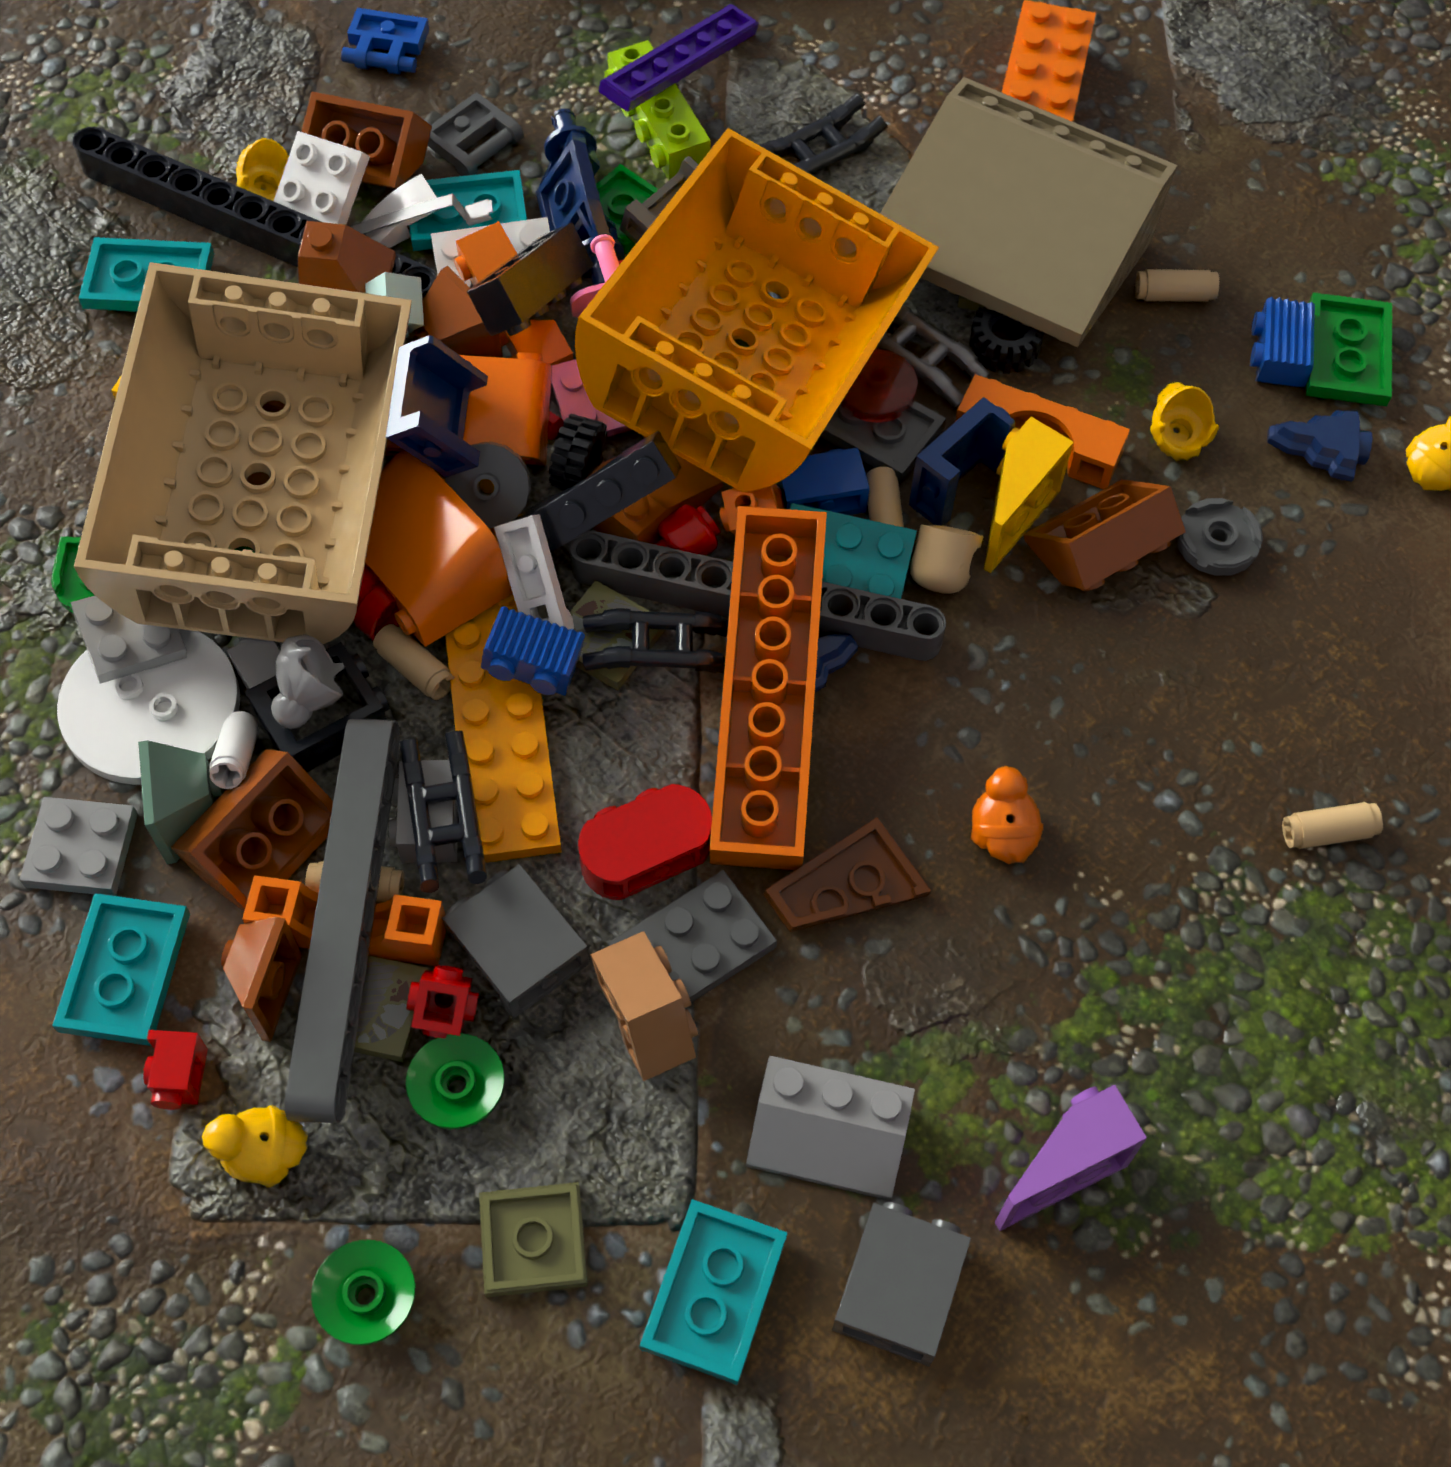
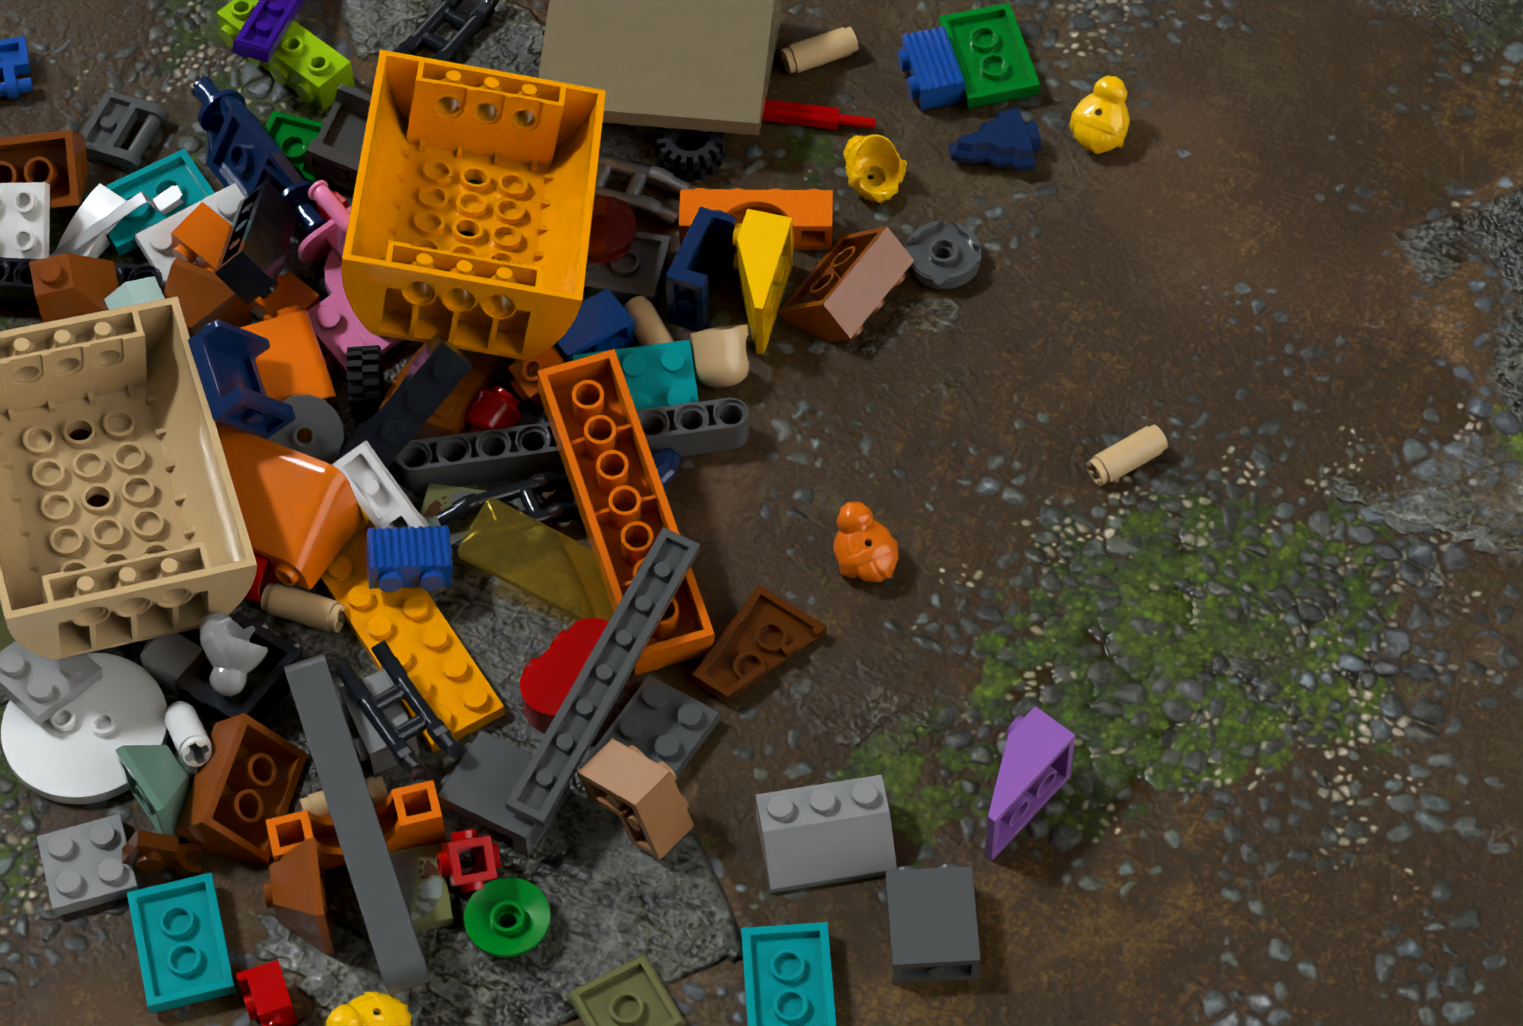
camera: 20 degrees left, 5 degrees down
(141, 862) = (155, 851): none -> reddish brown plate
(660, 704) = (536, 560): none -> clear yellow piece
(661, 860) = (602, 677): none -> dark grey plate
(1142, 347) = (812, 115): none -> red axle

